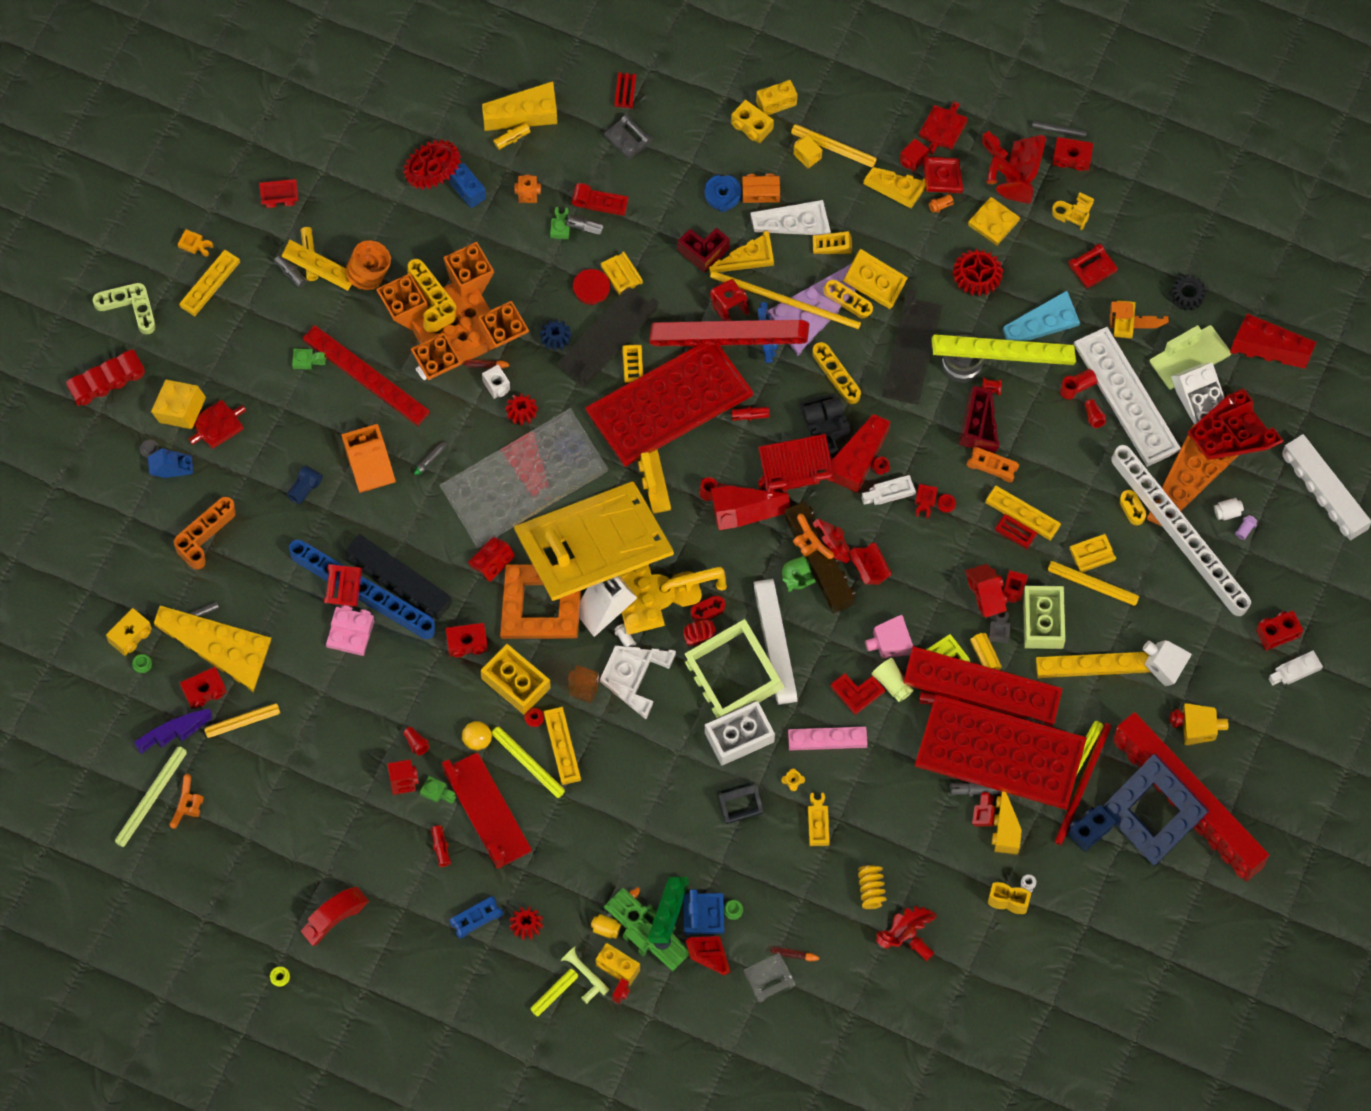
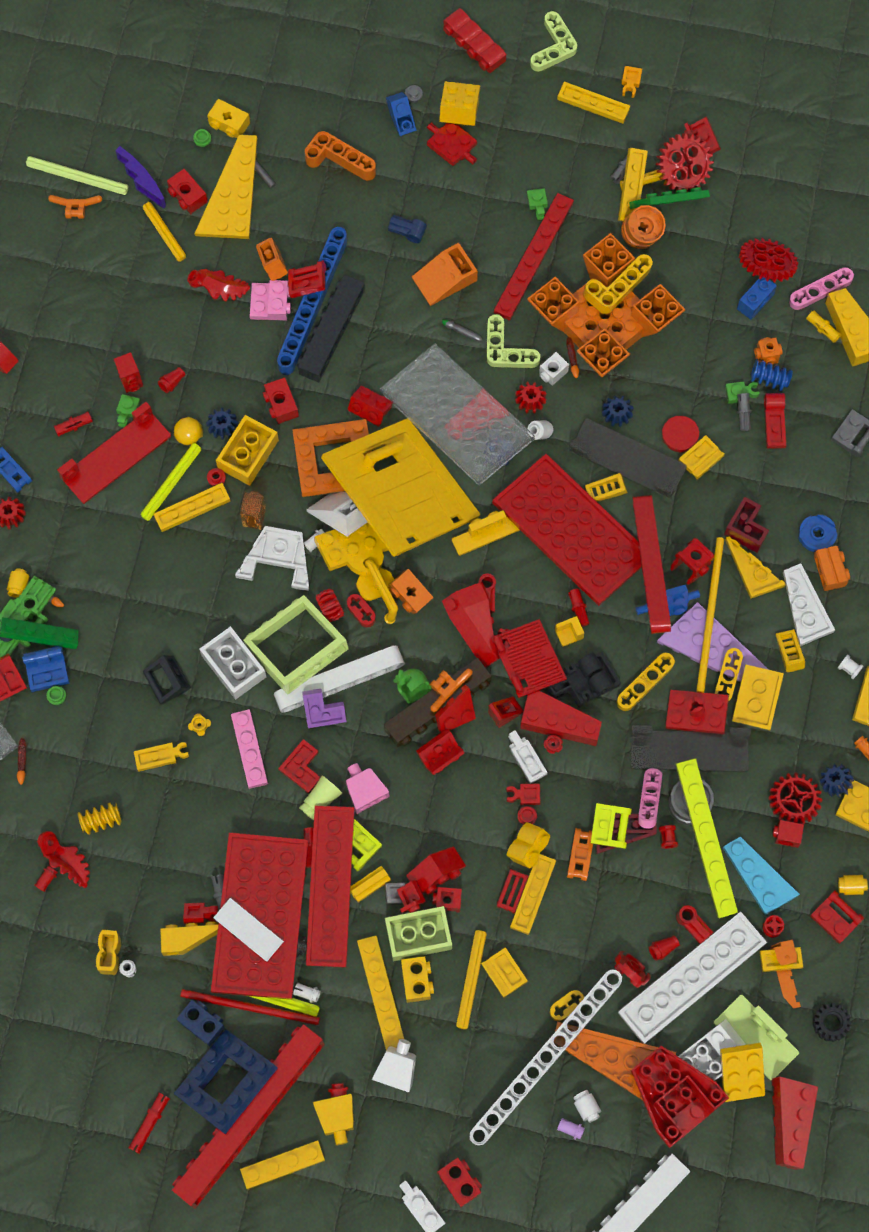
camera: 80 degrees right, 5 degrees up
(307, 212) = (699, 158): none -> red gear
(309, 616) = (271, 259): none -> orange brick
(318, 677) = (218, 284): none -> red plant
(343, 235) = (668, 197): none -> green wing
(465, 426) = (504, 353): none -> yellowish green beam
(470, 129) = (820, 287): none -> bright pink beam
(477, 693) = (221, 417): none -> dark blue gear
(554, 191) = (771, 375): none -> blue piece
(558, 401) = (541, 429): none -> white brick
(702, 556) = (419, 595): none -> orange brick
(772, 426) = (569, 631): none -> yellow panel
(806, 663) = (320, 714): none -> medium lavender plate
(840, 501) = (504, 711): none -> red slope
(860, 196) = (850, 667): none -> white bush
(877, 334) = (697, 712): none -> red plate
(957, 385) = (650, 798): none -> bright pink beam
(975, 230) = (831, 782): none -> dark blue gear
(976, 429) = (604, 823): none -> neon yellow plate
(977, 504) = (528, 845): none -> yellow brick
(1009, 285) = (788, 833): none -> red brick
(1009, 615) = (411, 897): none -> red bracket
(1014, 762) = (248, 929): none -> white sticker
(1067, 245) = (852, 885): none -> yellow brick
(1081, 726) = (308, 993): none -> white pin
(1085, 635) = (412, 979): none -> yellow brick
(1093, 314) = (776, 923): none -> red wheel
(1110, 442) = (631, 968): none -> red plate
(1177, 891) = (149, 1122): none -> red pin
(1223, 369) = (743, 1071): none -> yellow plate
(1236, 781) = (282, 1165): none -> yellow plate

